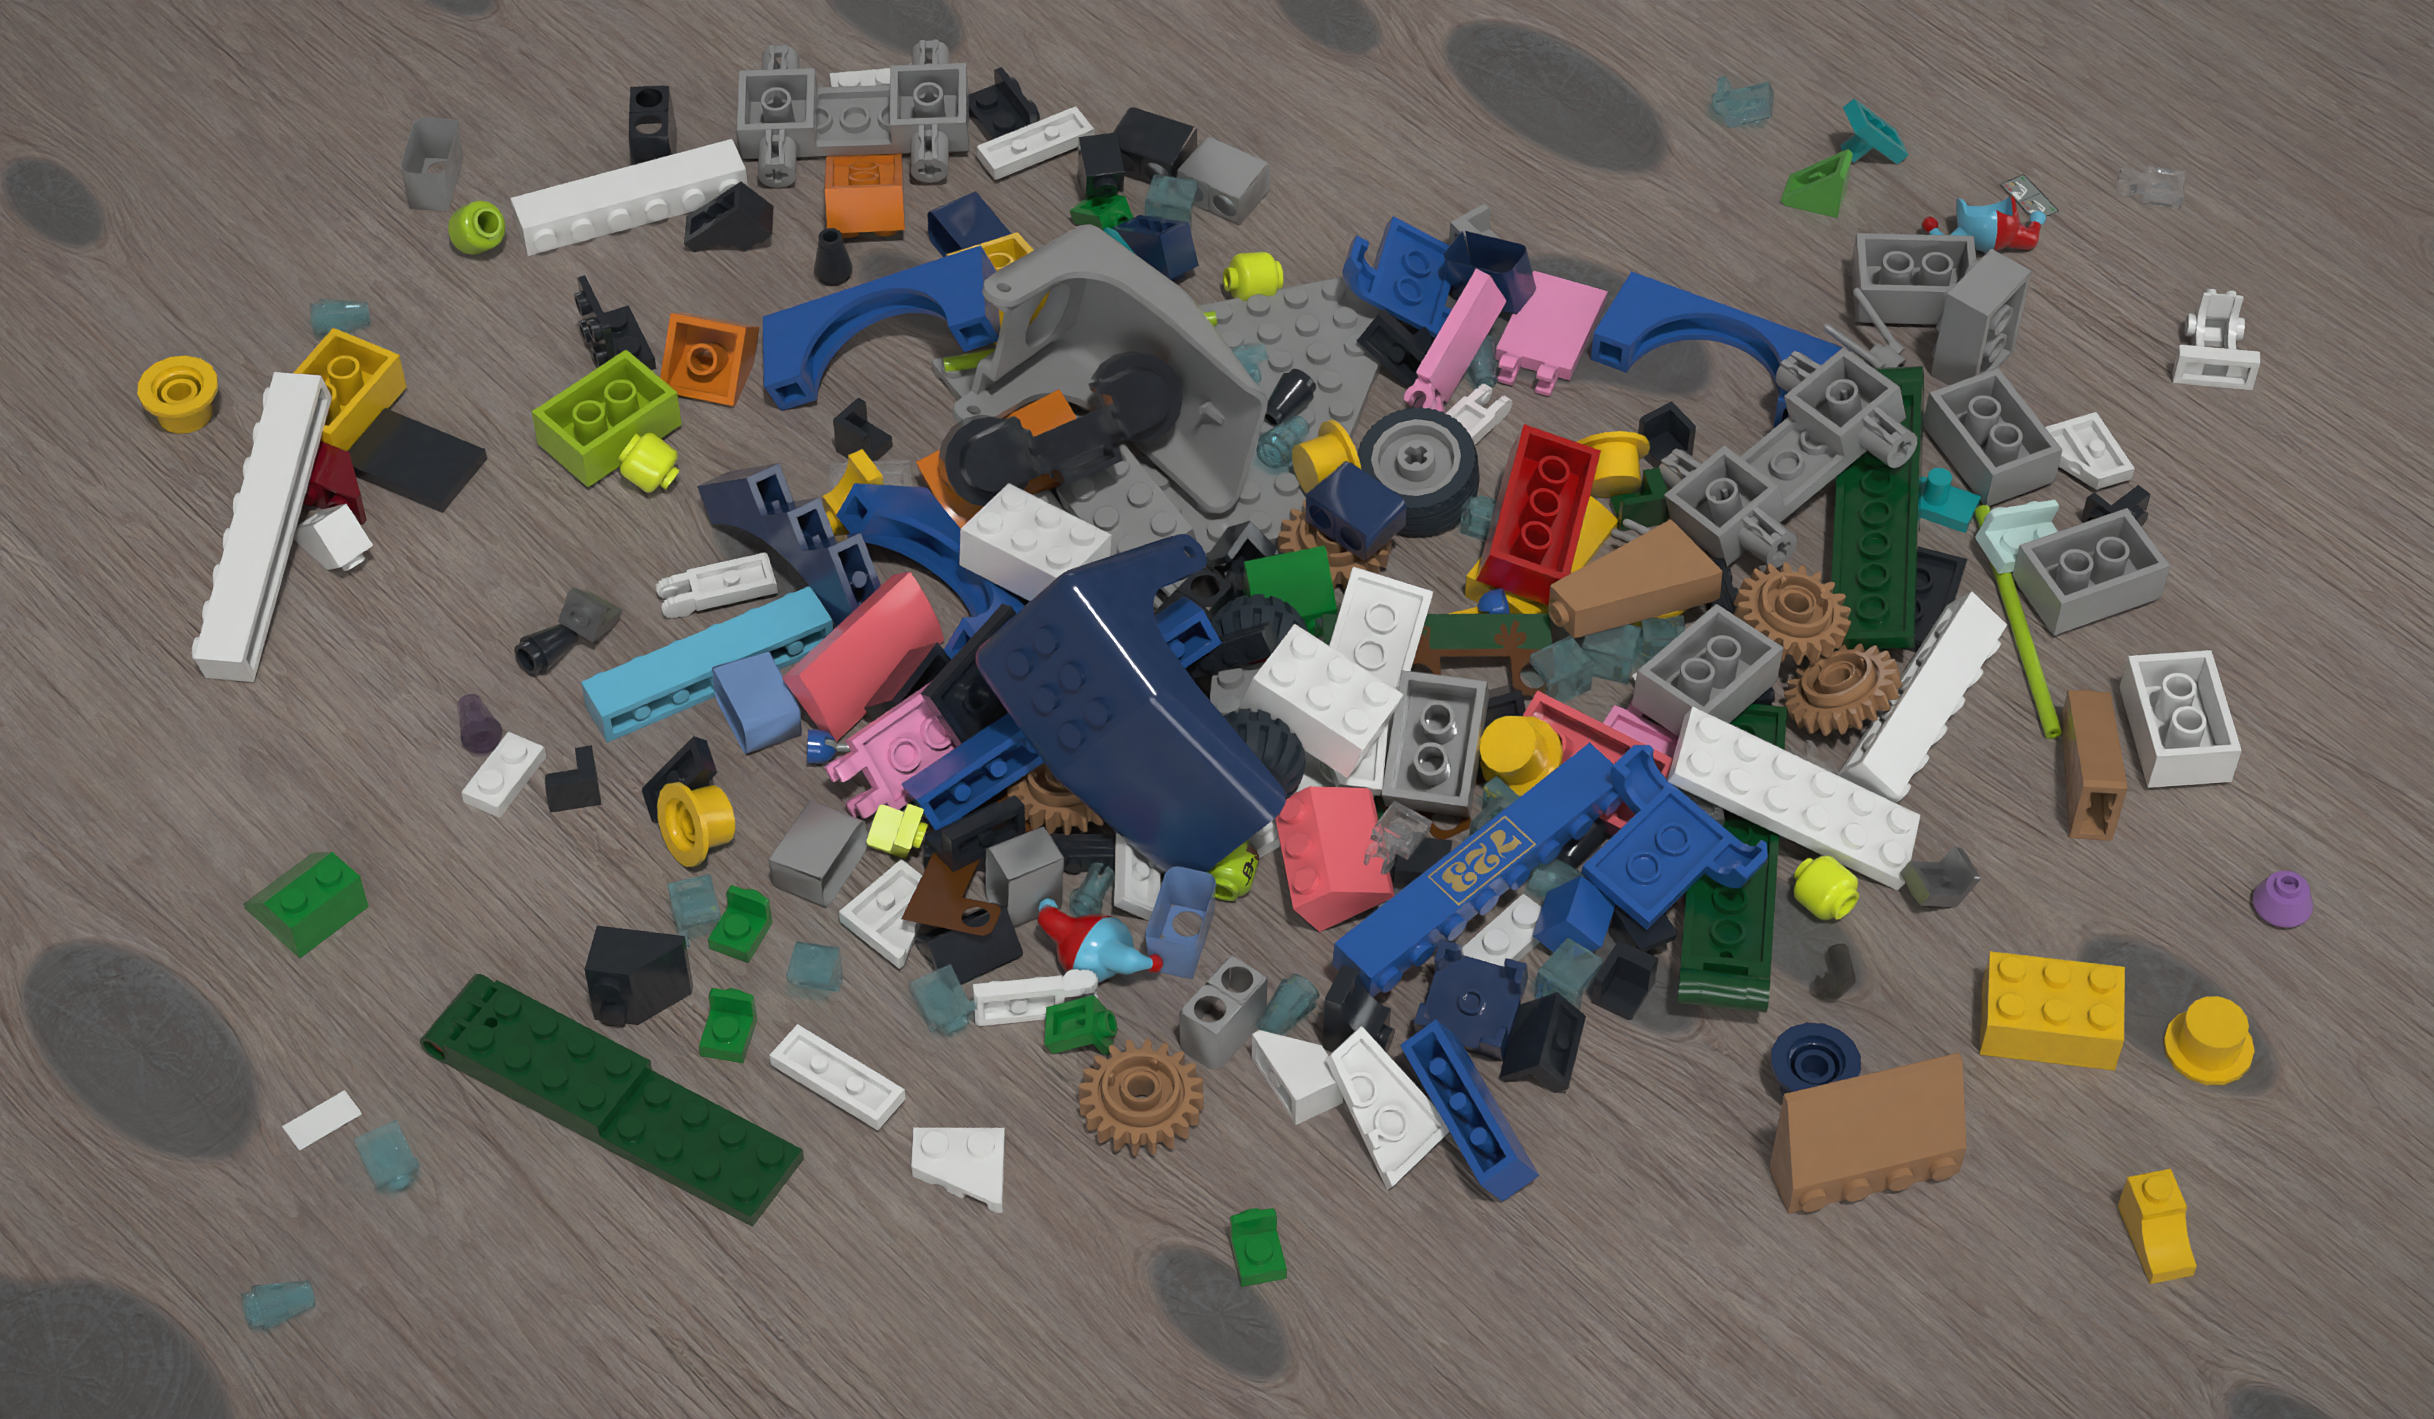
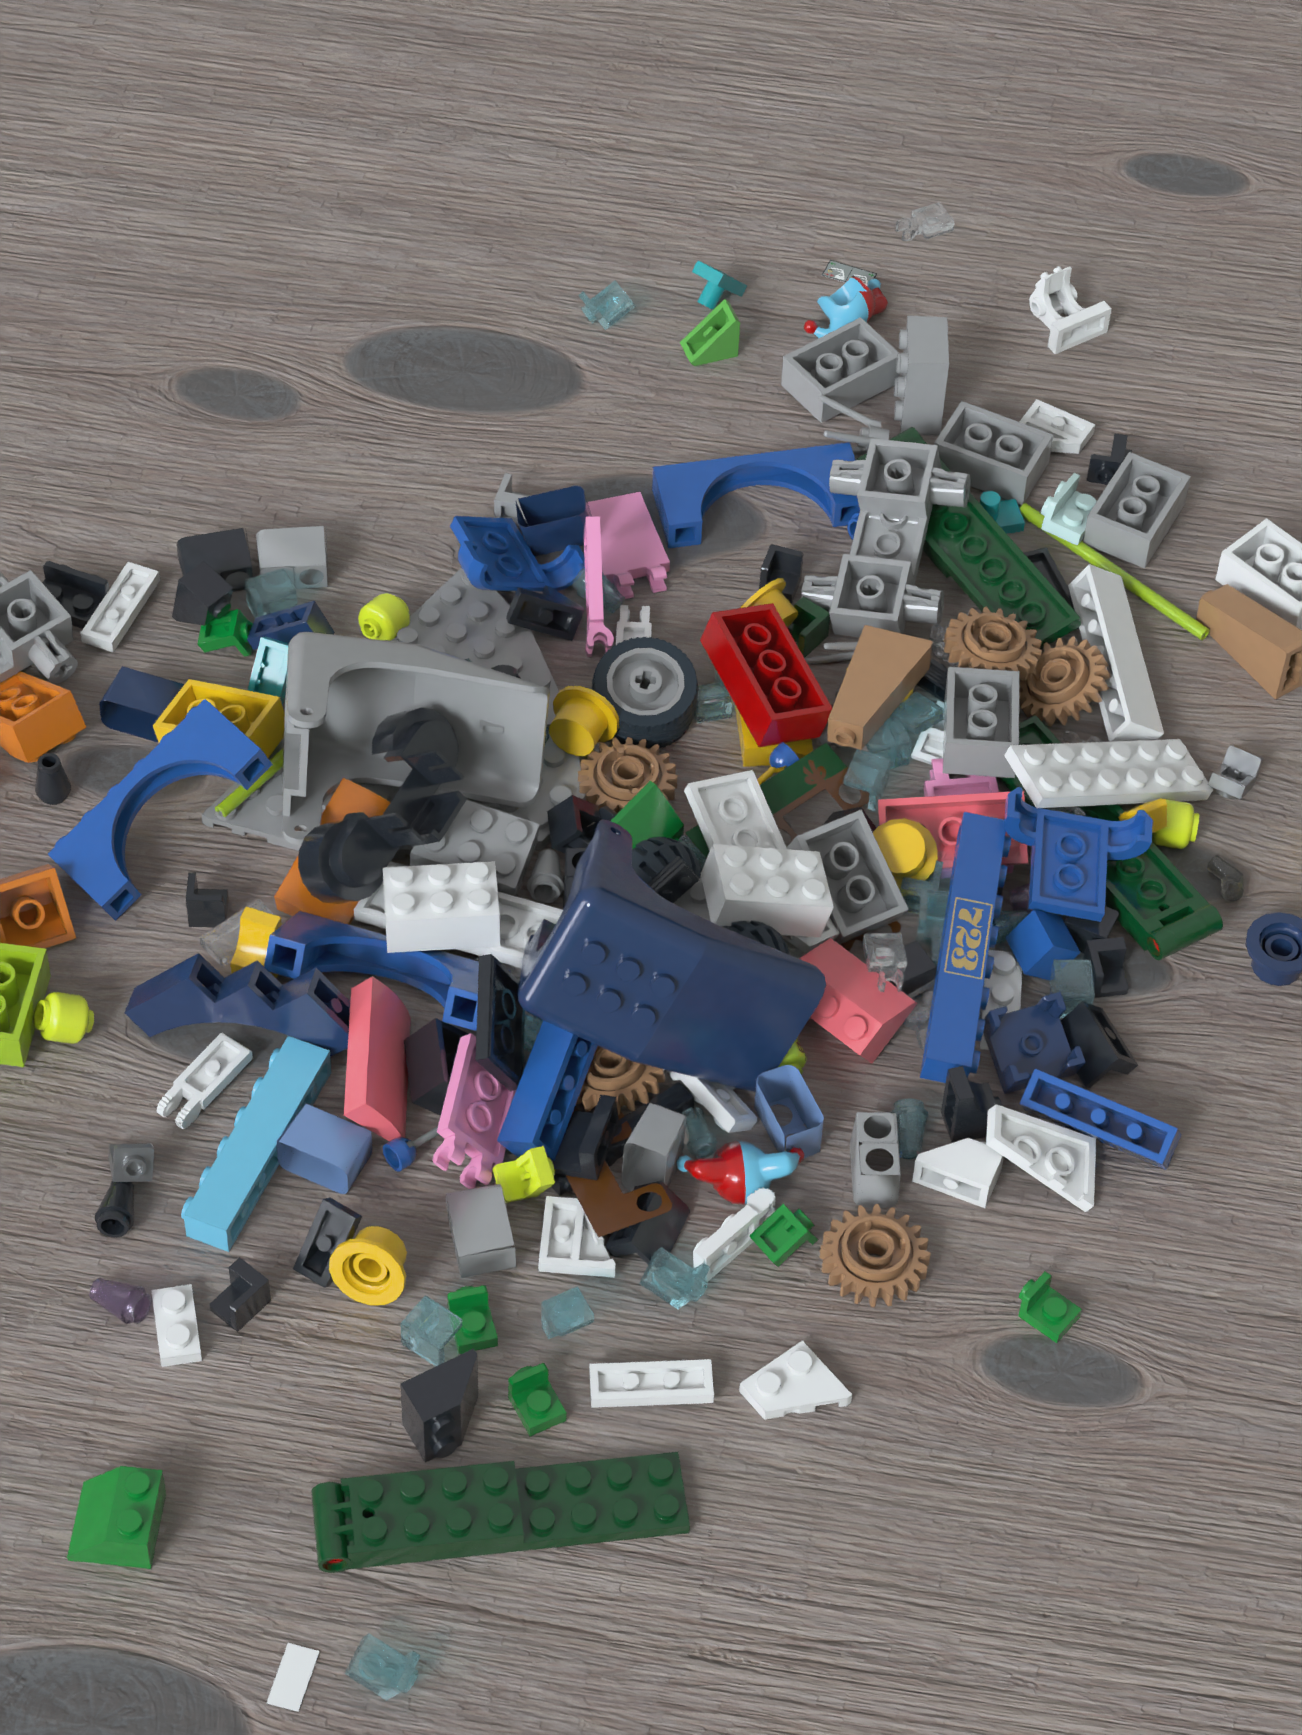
camera: 40 degrees left, 0 degrees up
(1355, 510) = (639, 743): dark blue piece -> none
(1786, 861) = (1155, 809): none -> yellow slope

